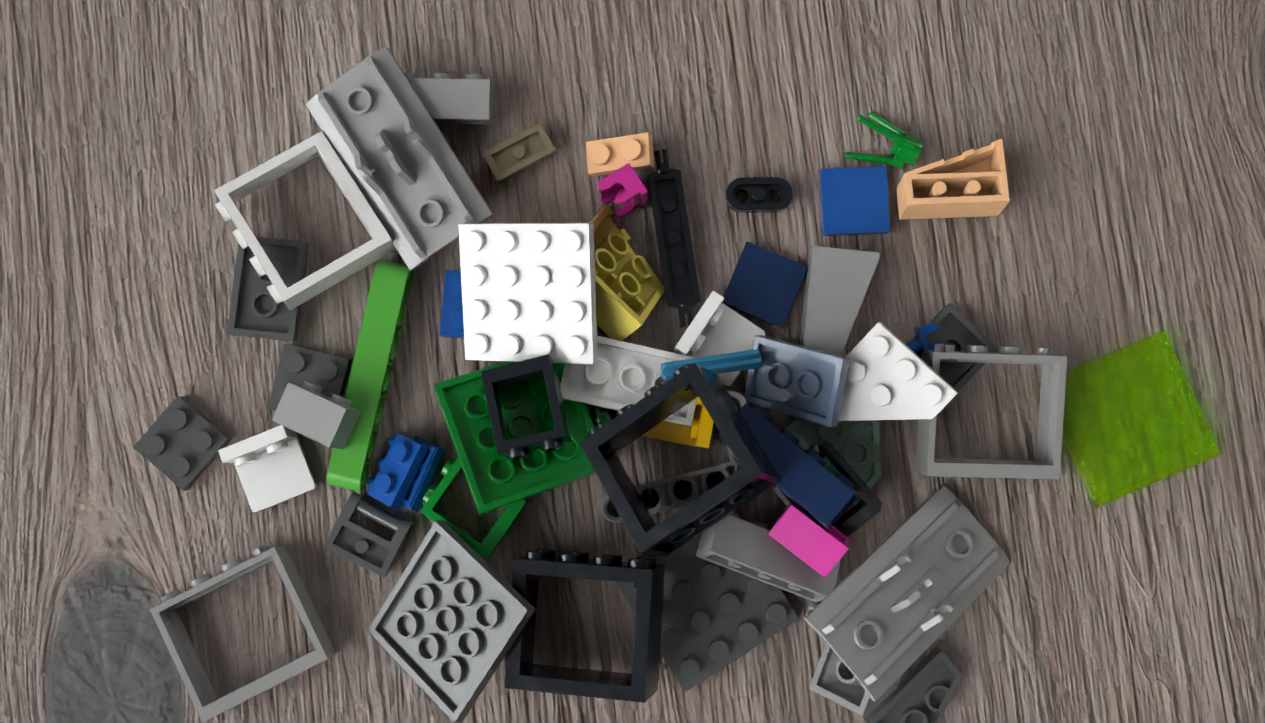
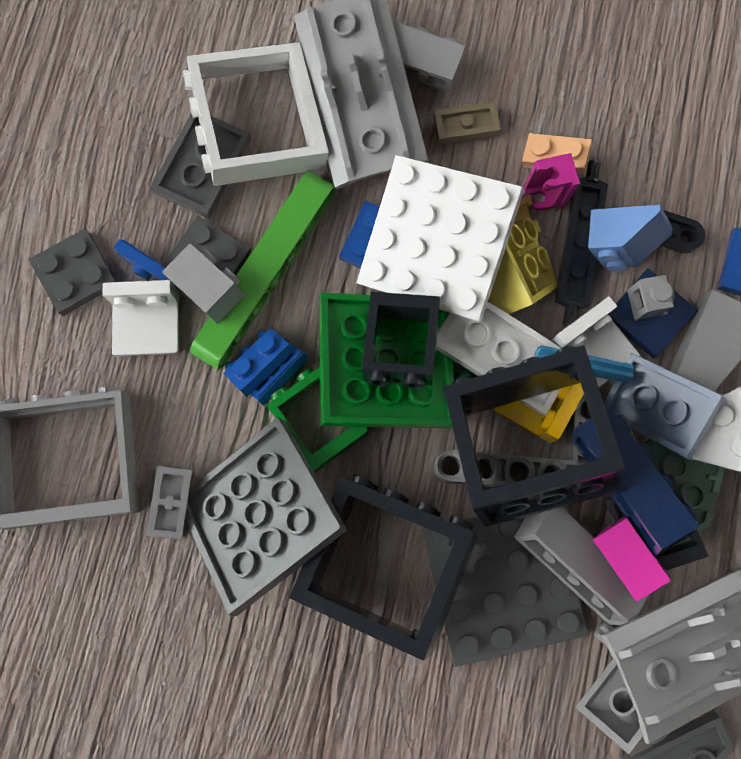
camera: 15 degrees right, 5 degrees down
(250, 414) = (143, 264): none -> blue plate
(361, 636) = (169, 502): none -> light grey hinge
(363, 544) = (202, 420): dark grey plate -> none
(711, 224) = (627, 235): none -> medium blue slope
(756, 274) = (656, 297): none -> light grey brick

